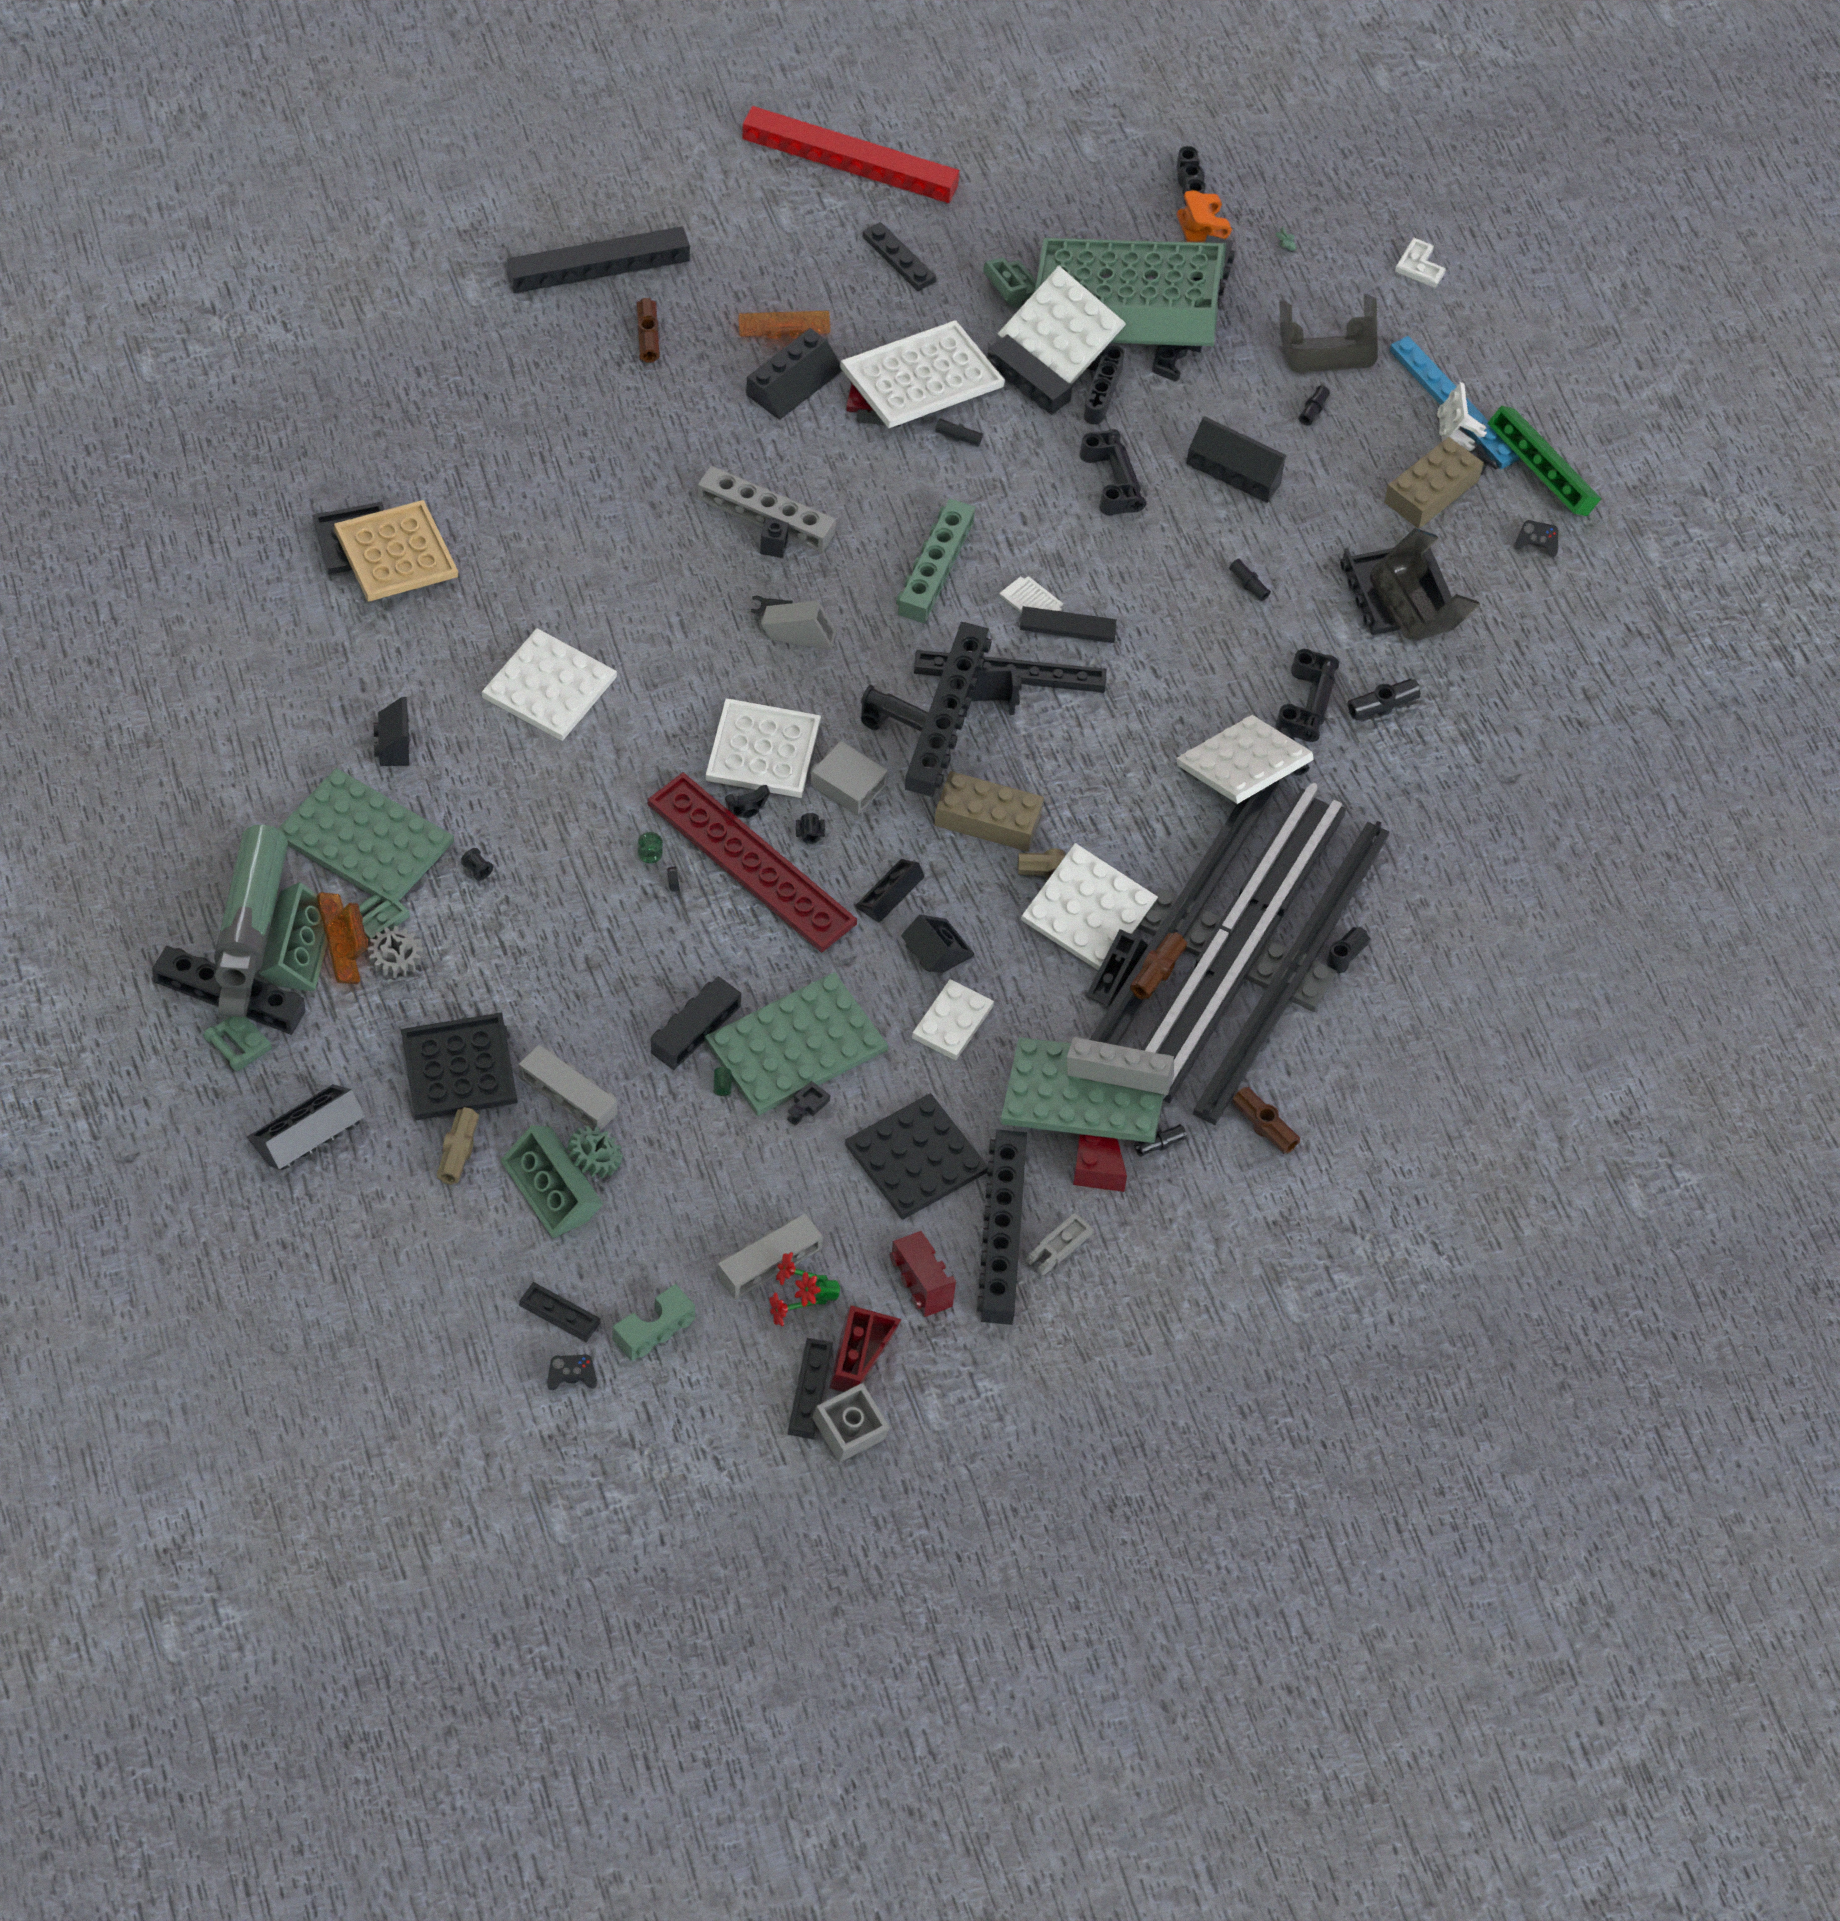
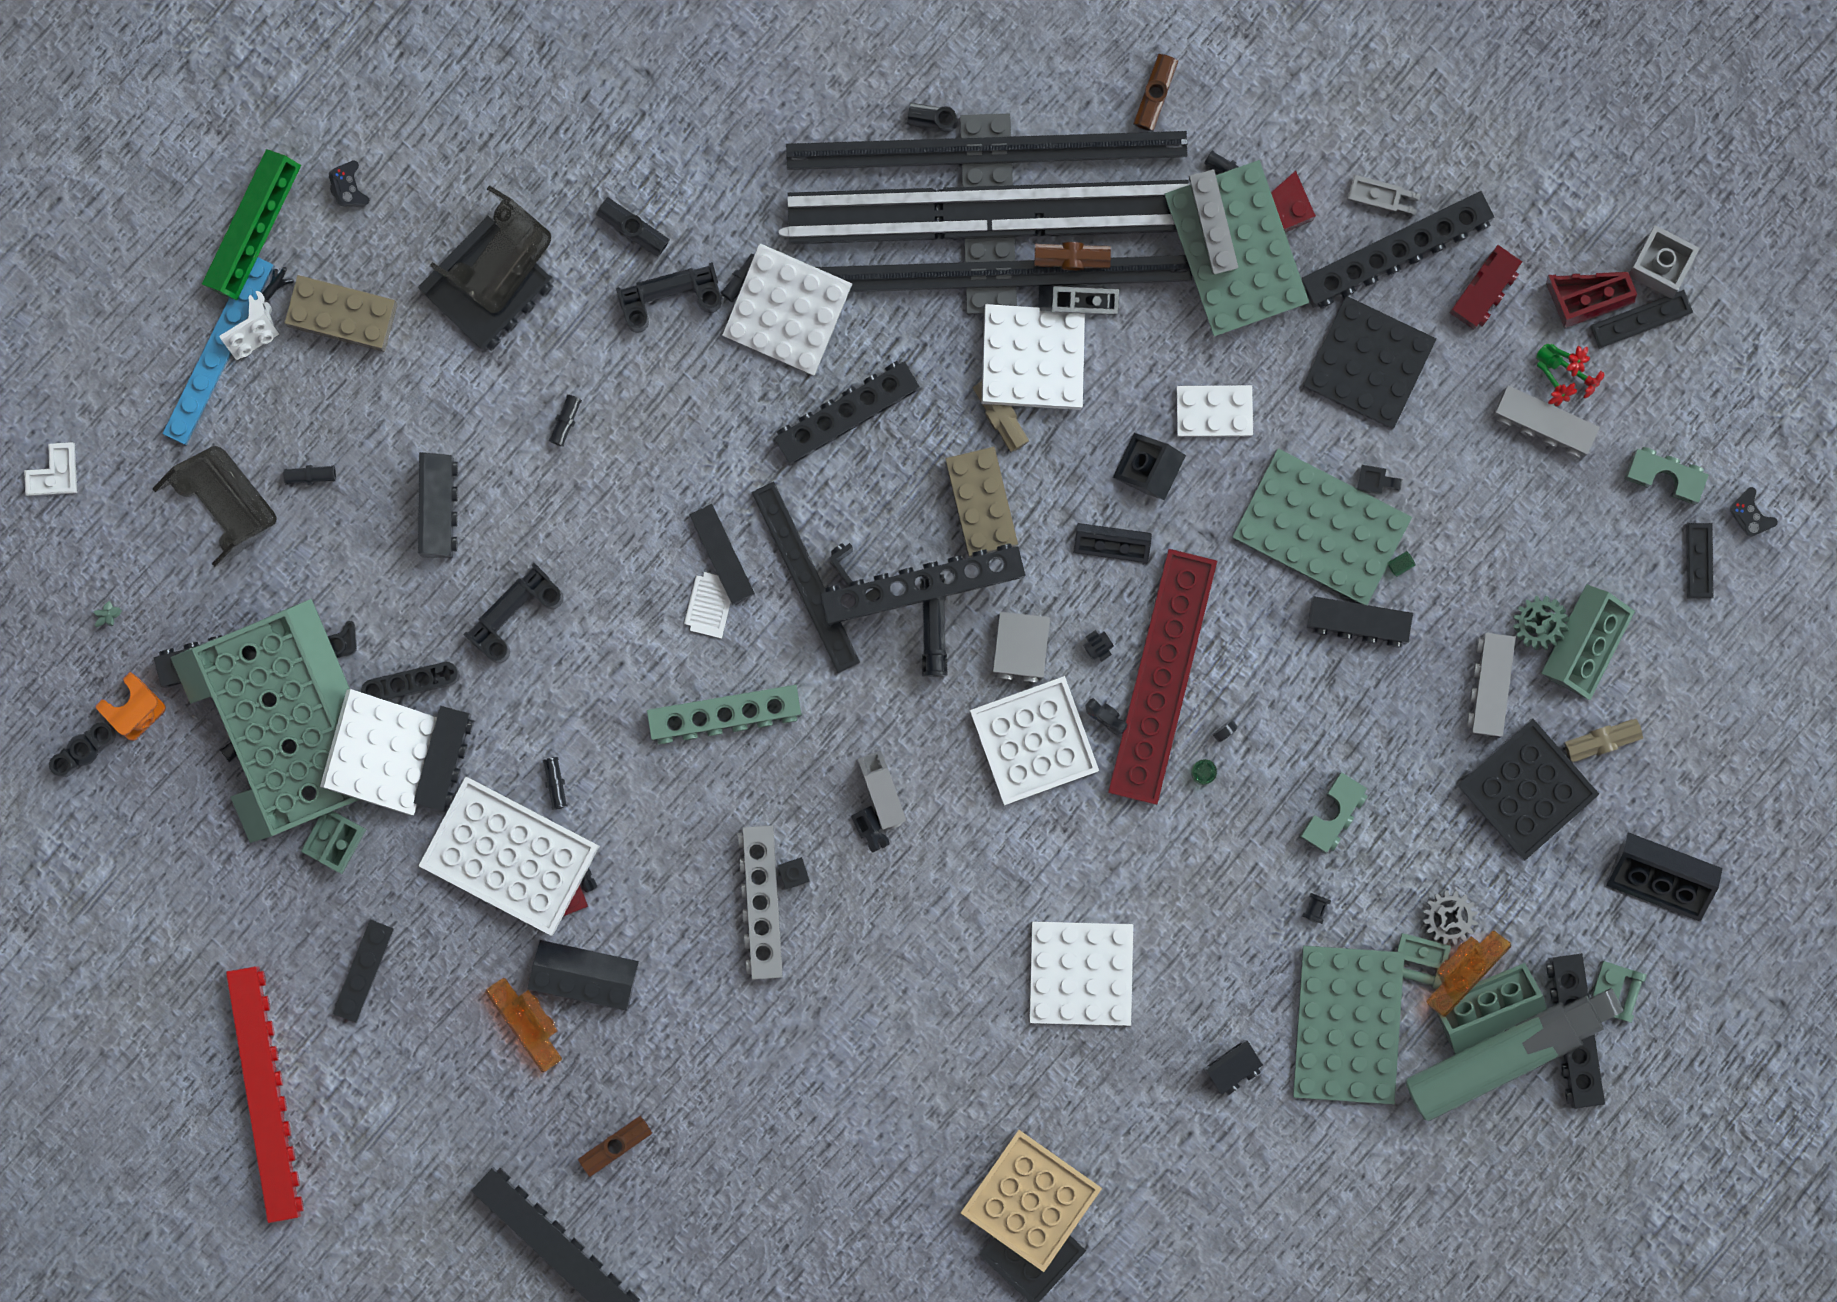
camera: 120 degrees left, 30 degrees up
(553, 934) = (1347, 795): none -> sand green arch
(1129, 762) = (796, 451): none -> black brick

